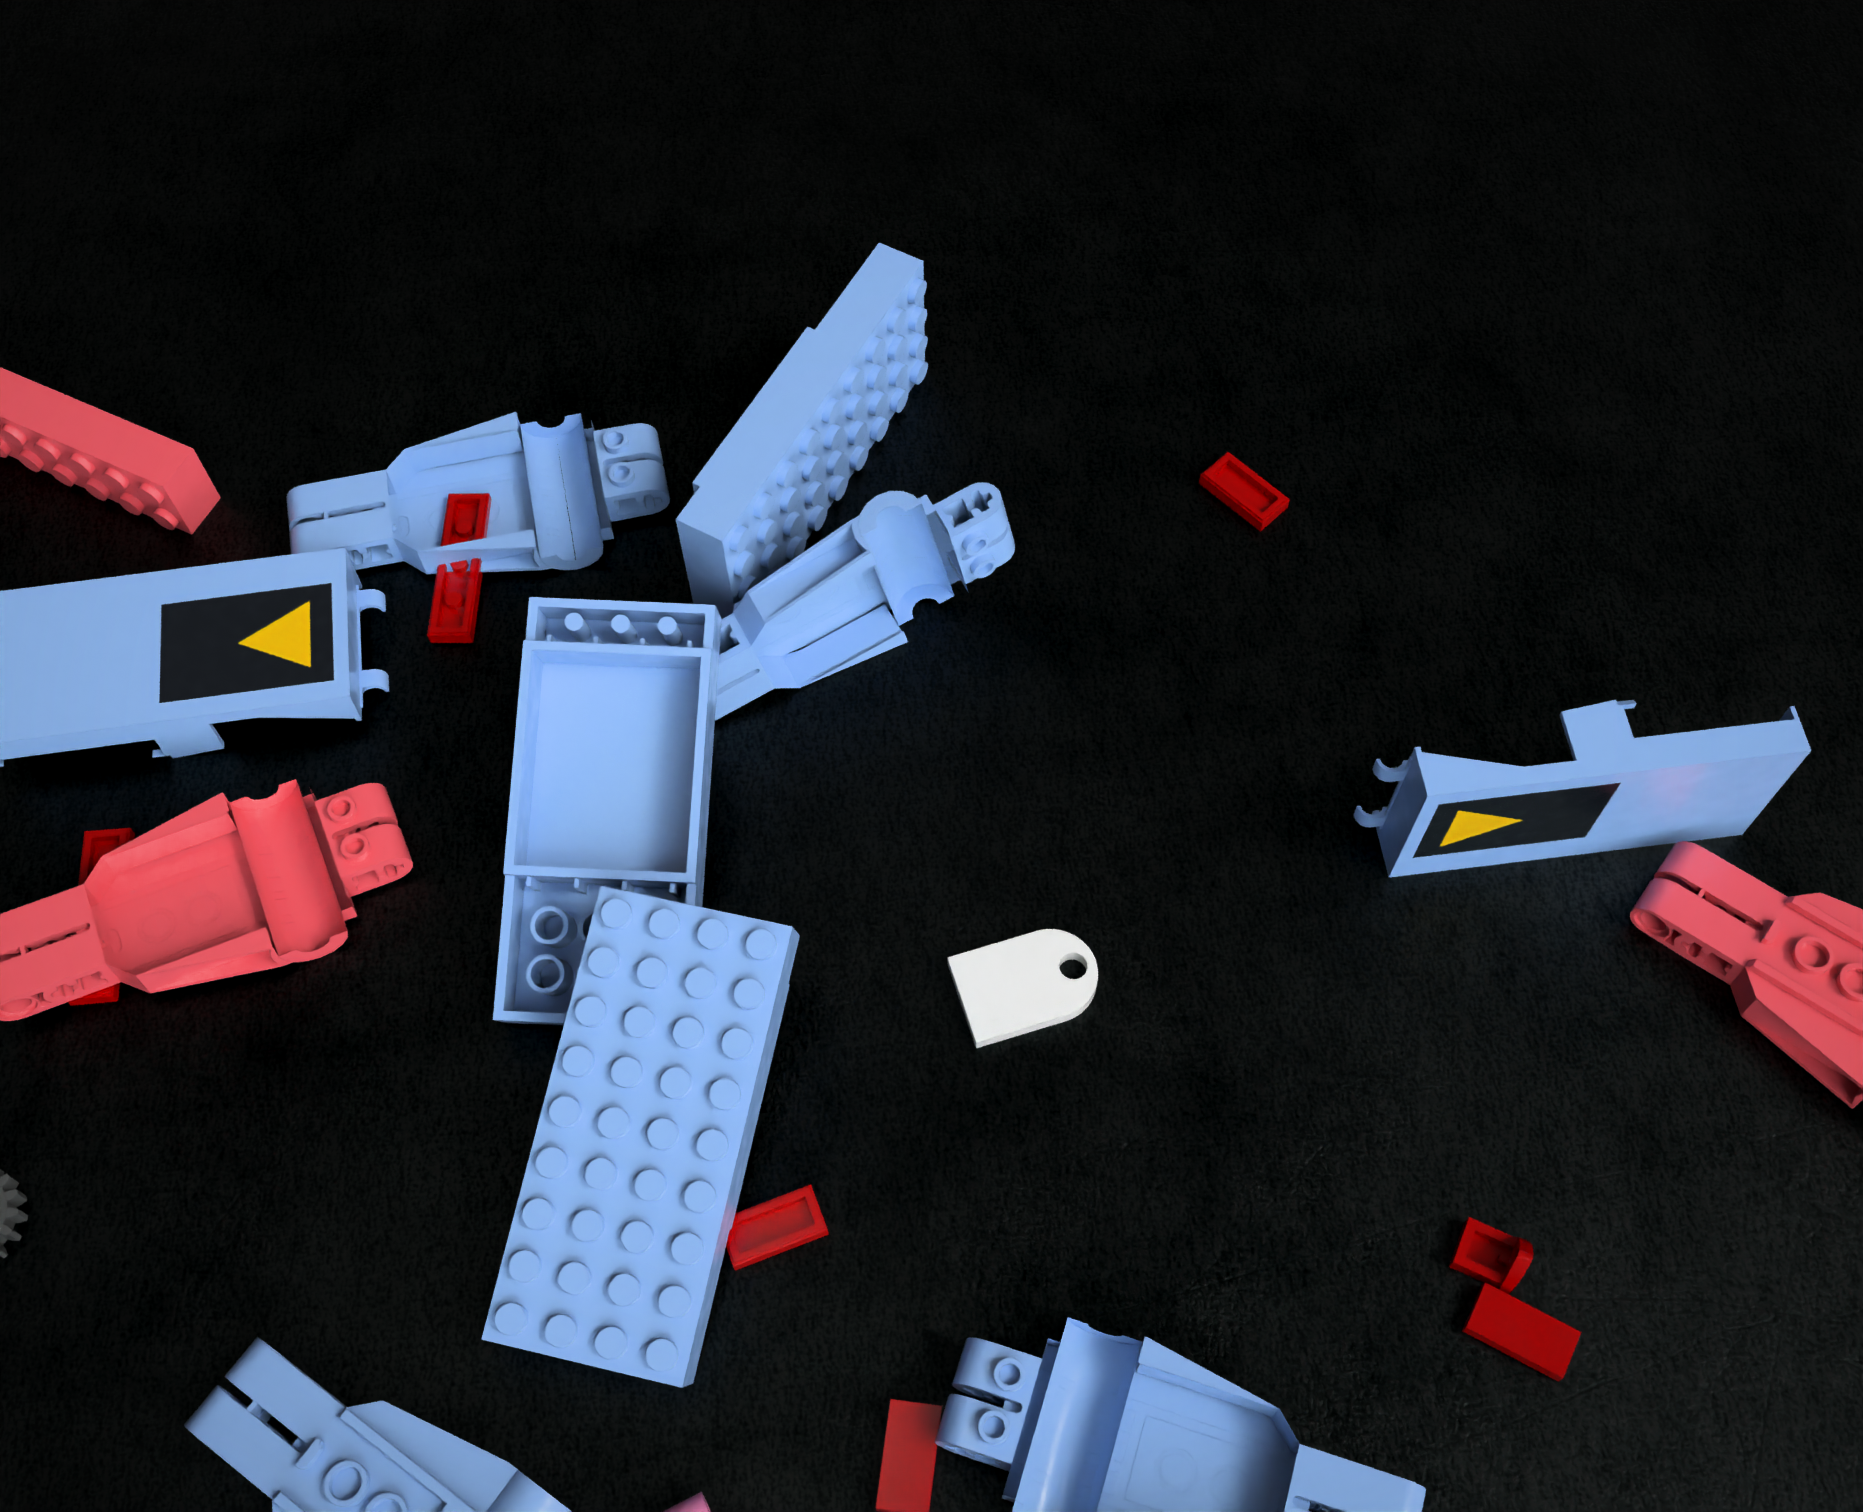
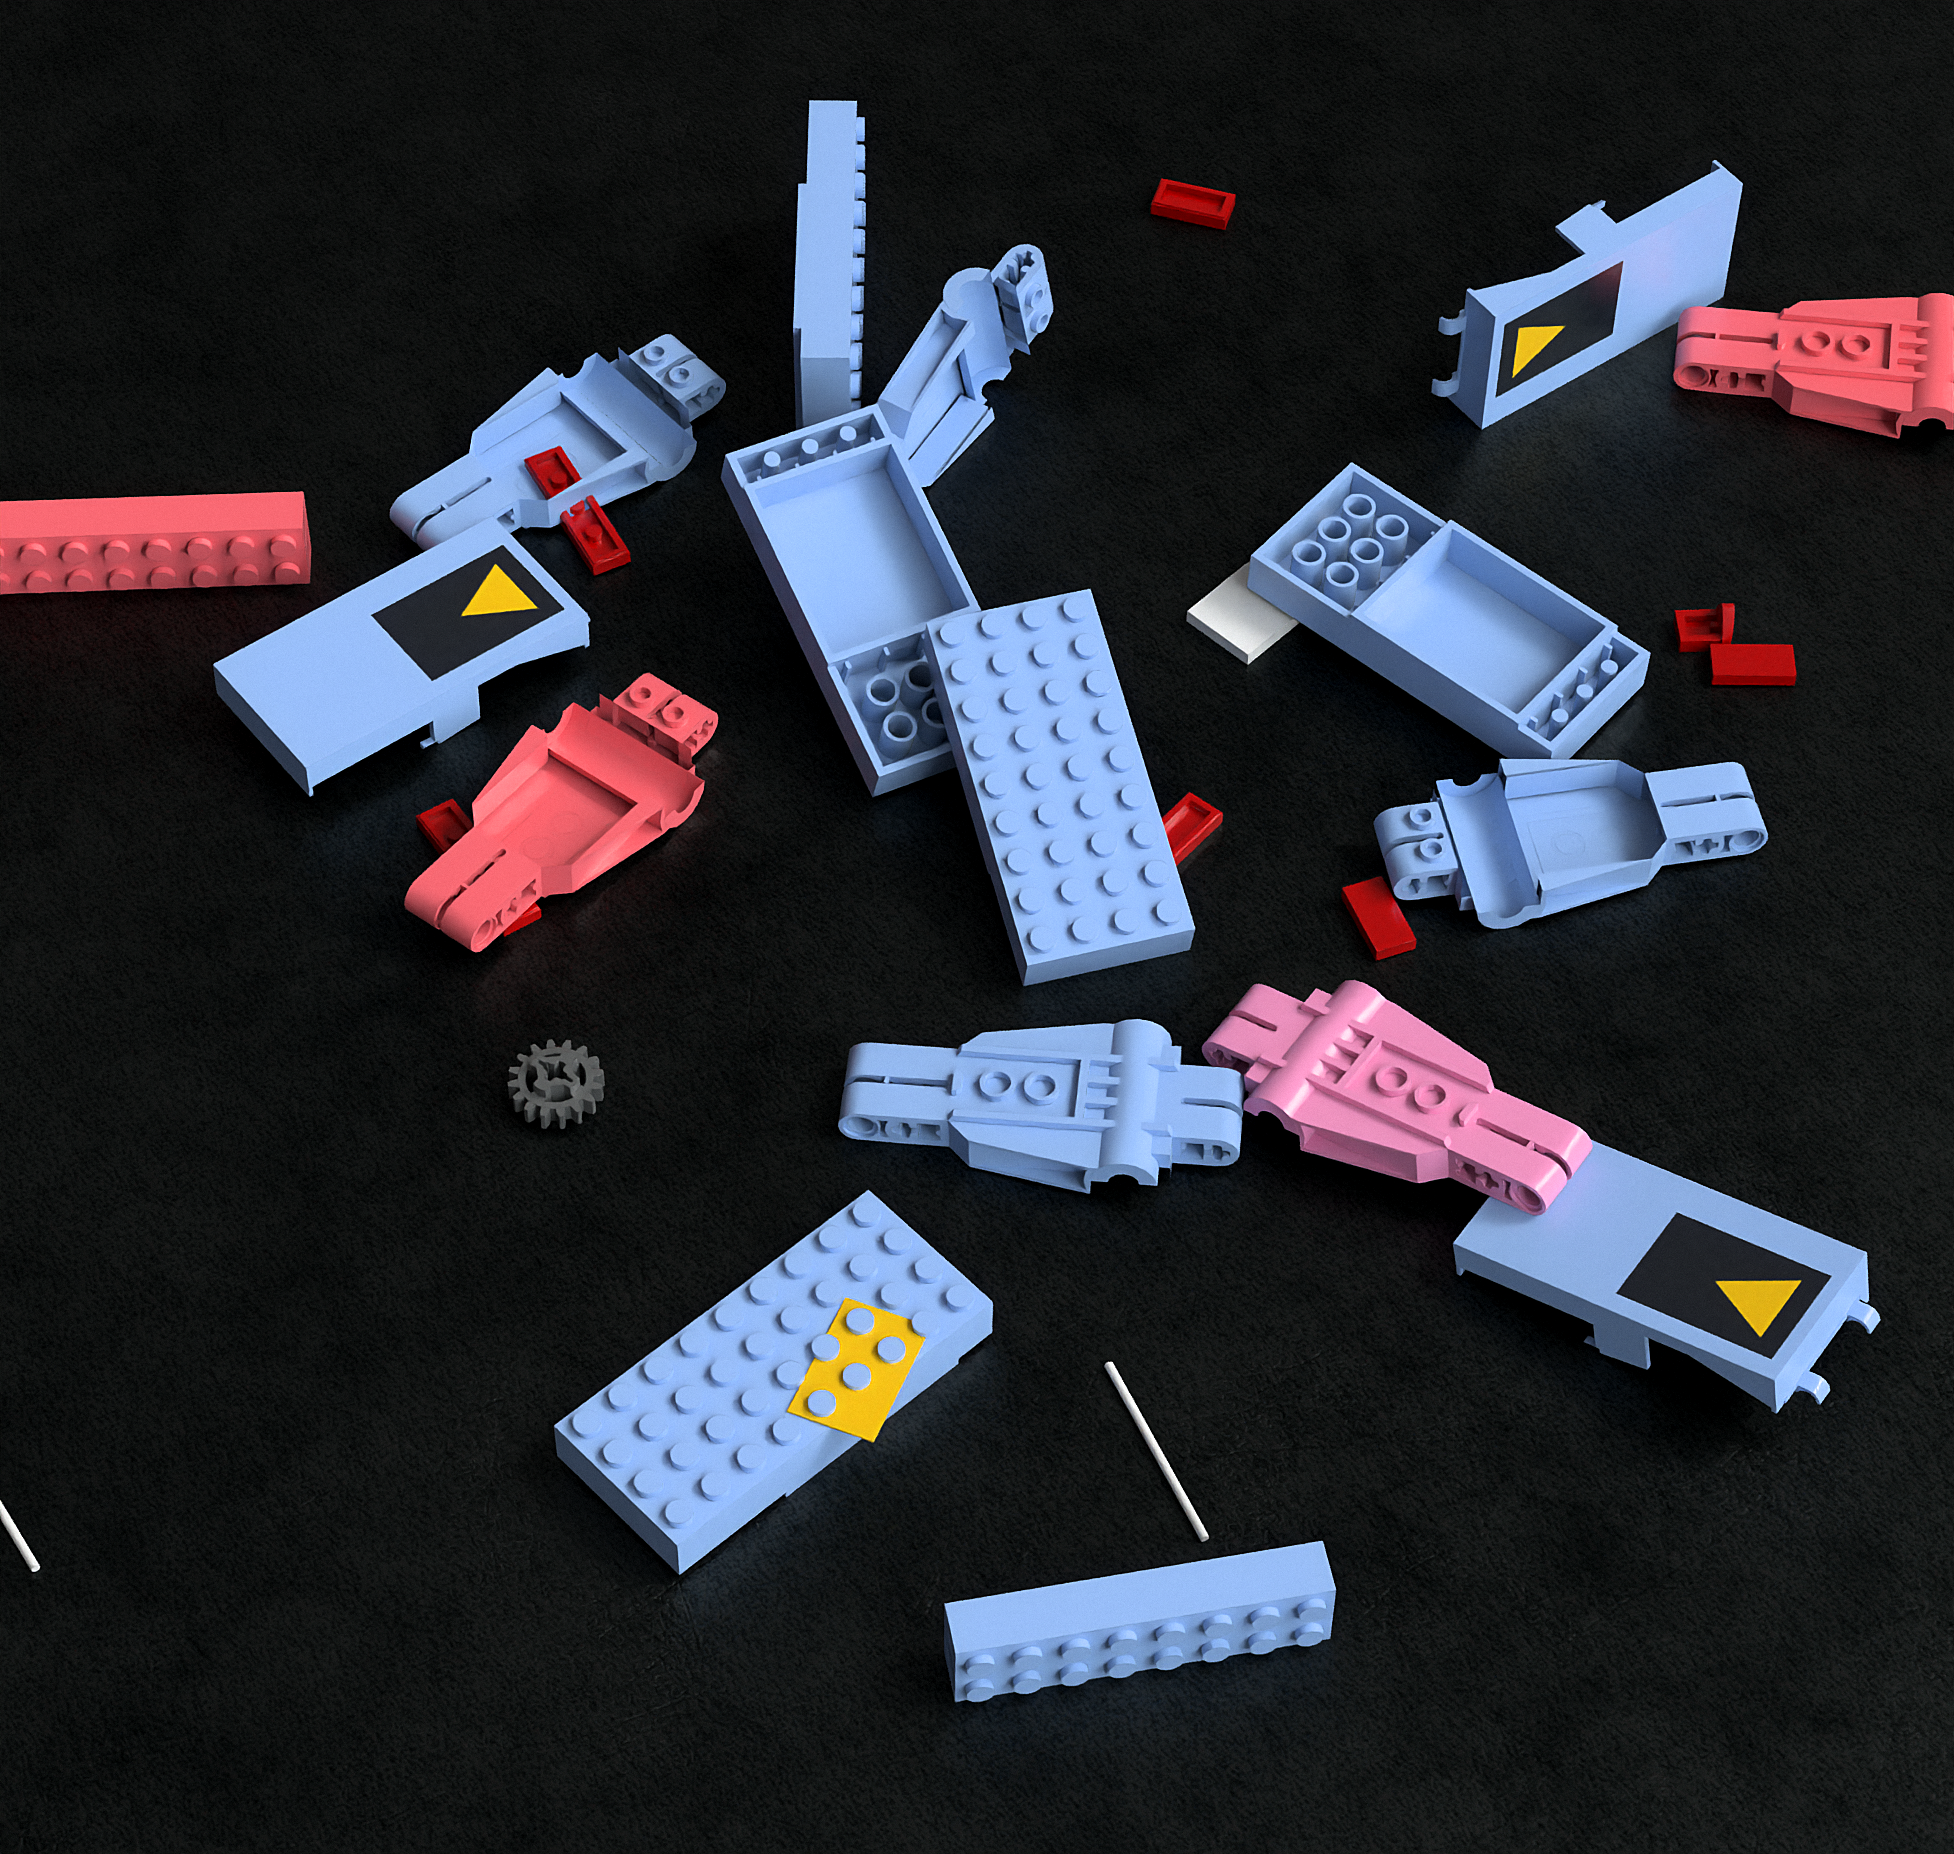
camera: 30 degrees left, 10 degrees down
(1204, 1123) = (1449, 619): none -> light blue piece

